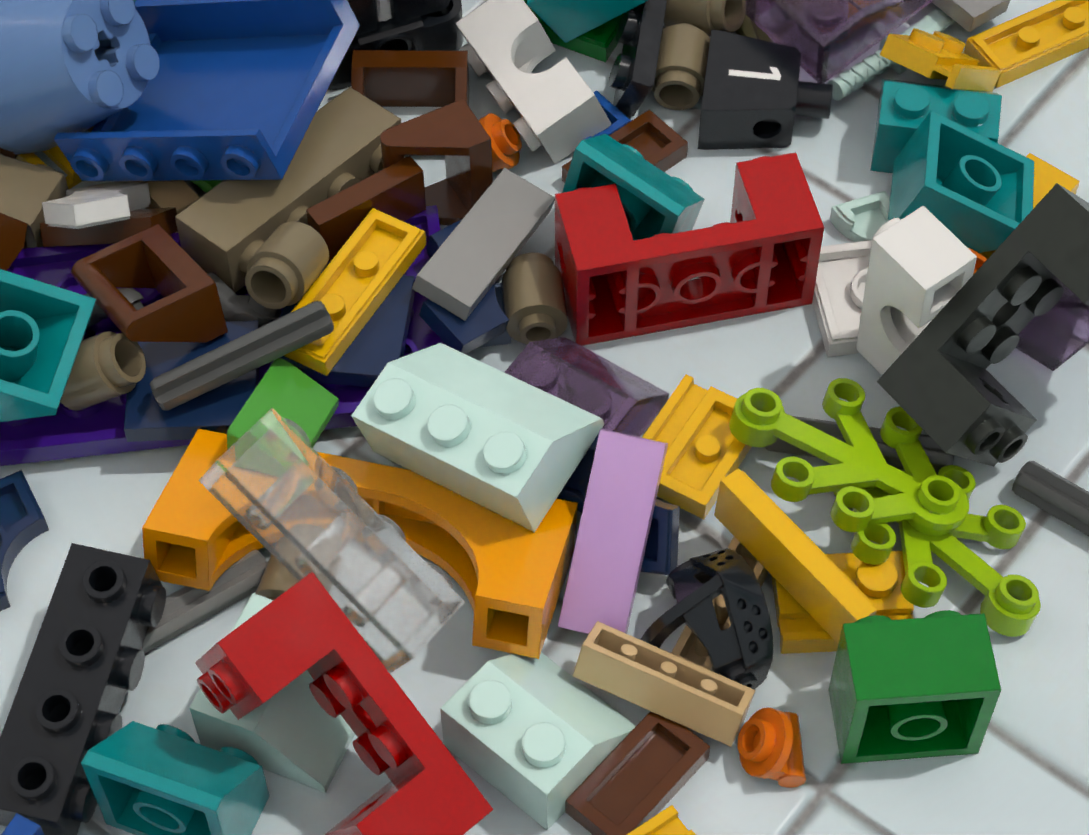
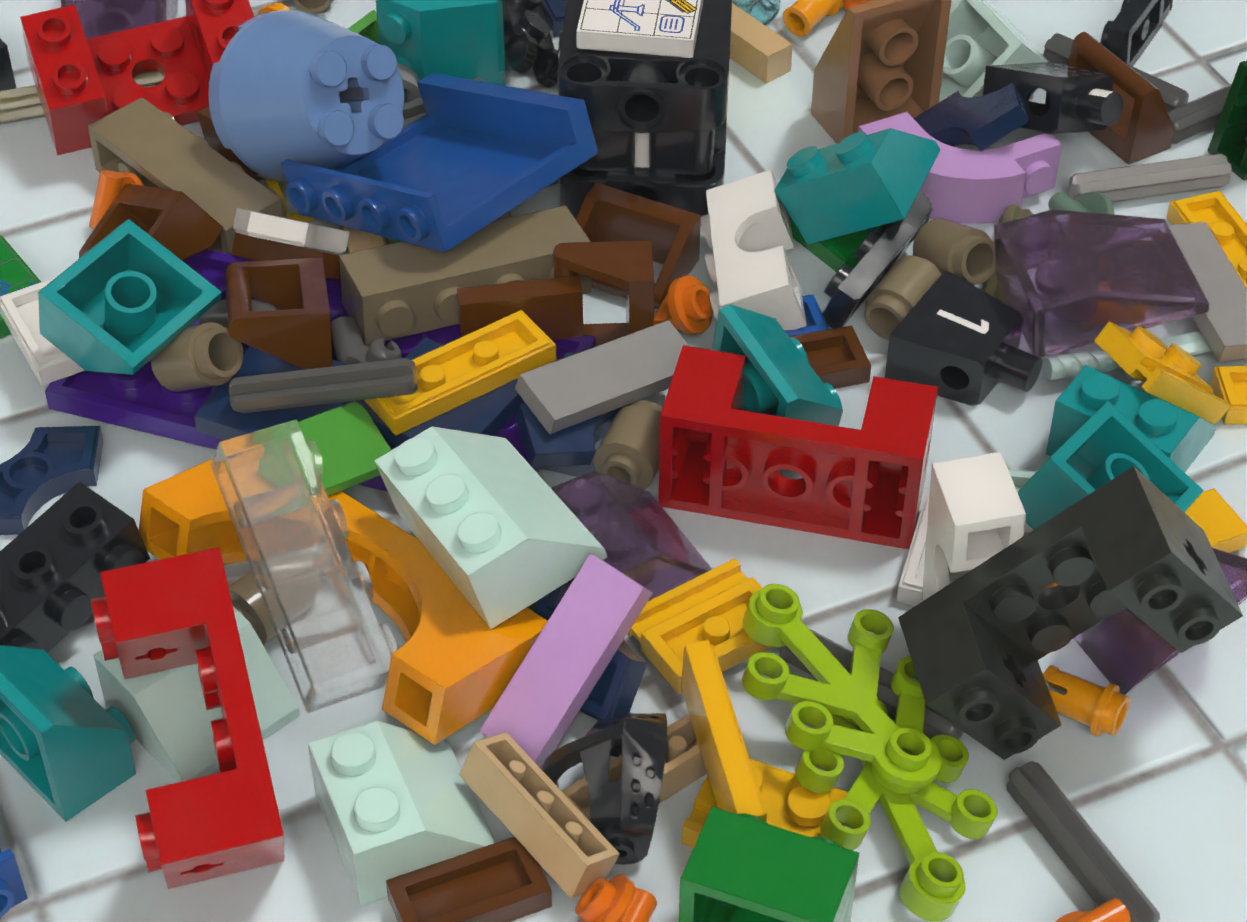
camera: 25 degrees right, 10 degrees down
(286, 265) = (408, 325): dark tan brick -> none
(1040, 388) = (1087, 702): none -> light orange pin

